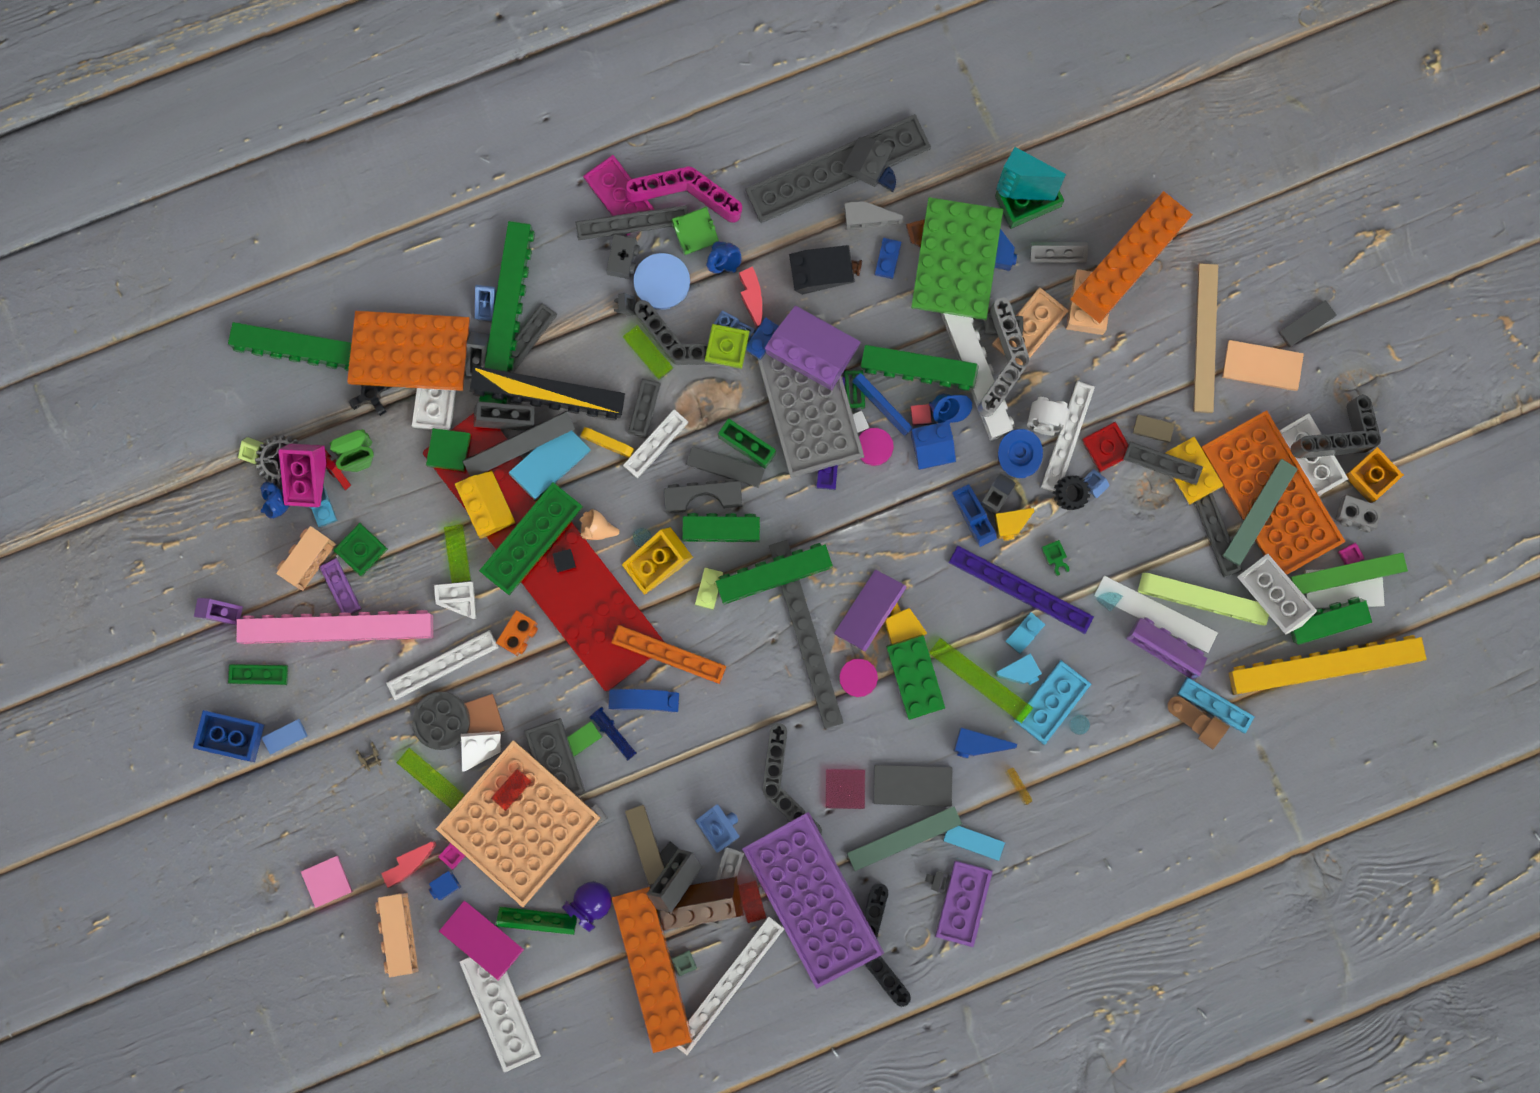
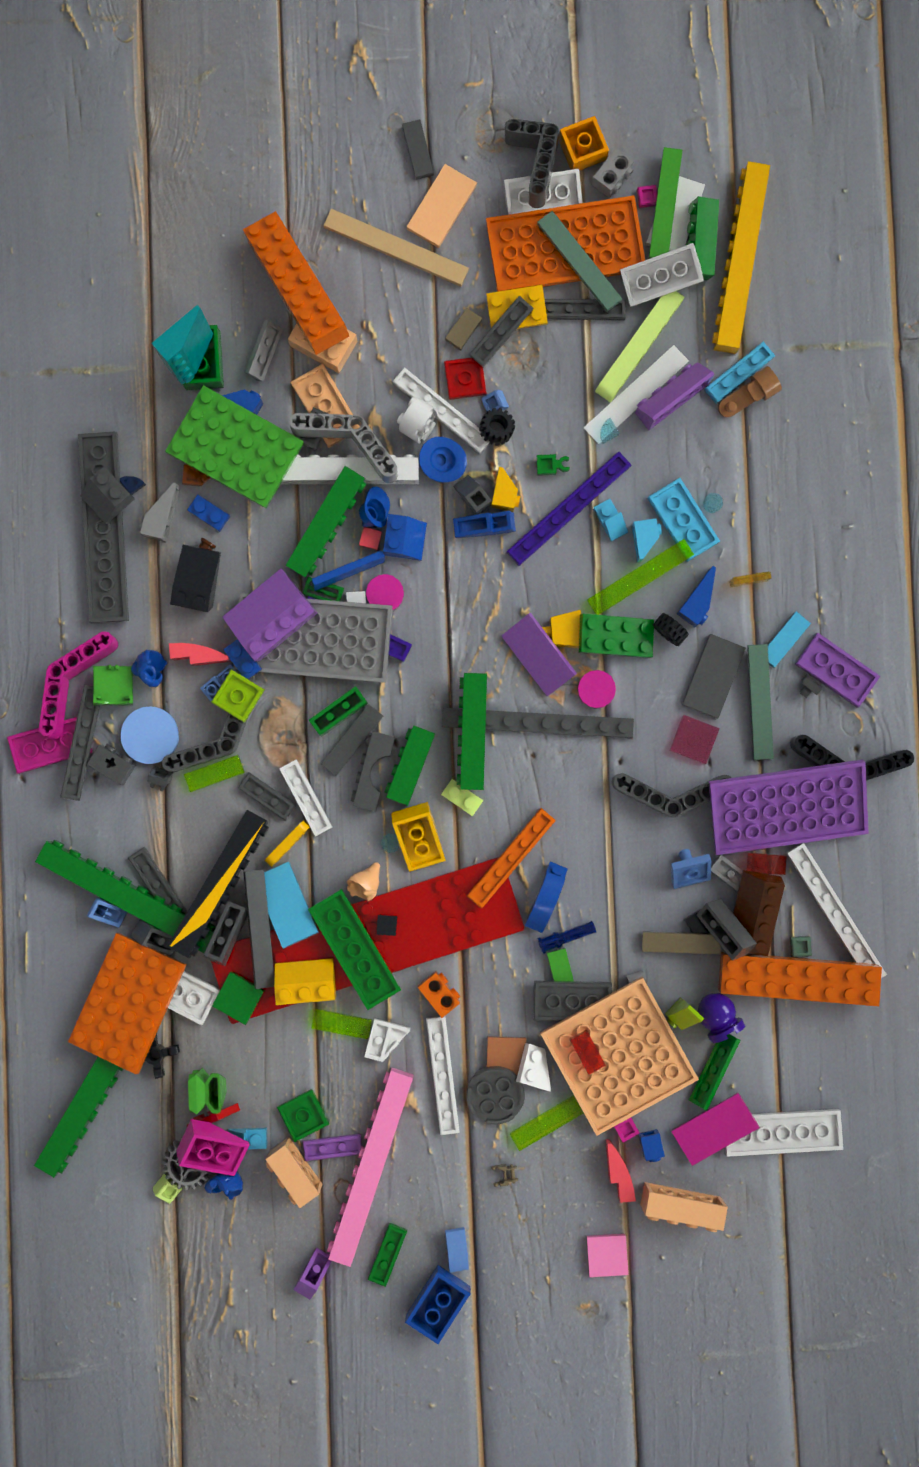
camera: 75 degrees left, 5 degrees up
(578, 869) = (683, 1015): none -> lime slope
(941, 725) = (670, 629): none -> black tyre

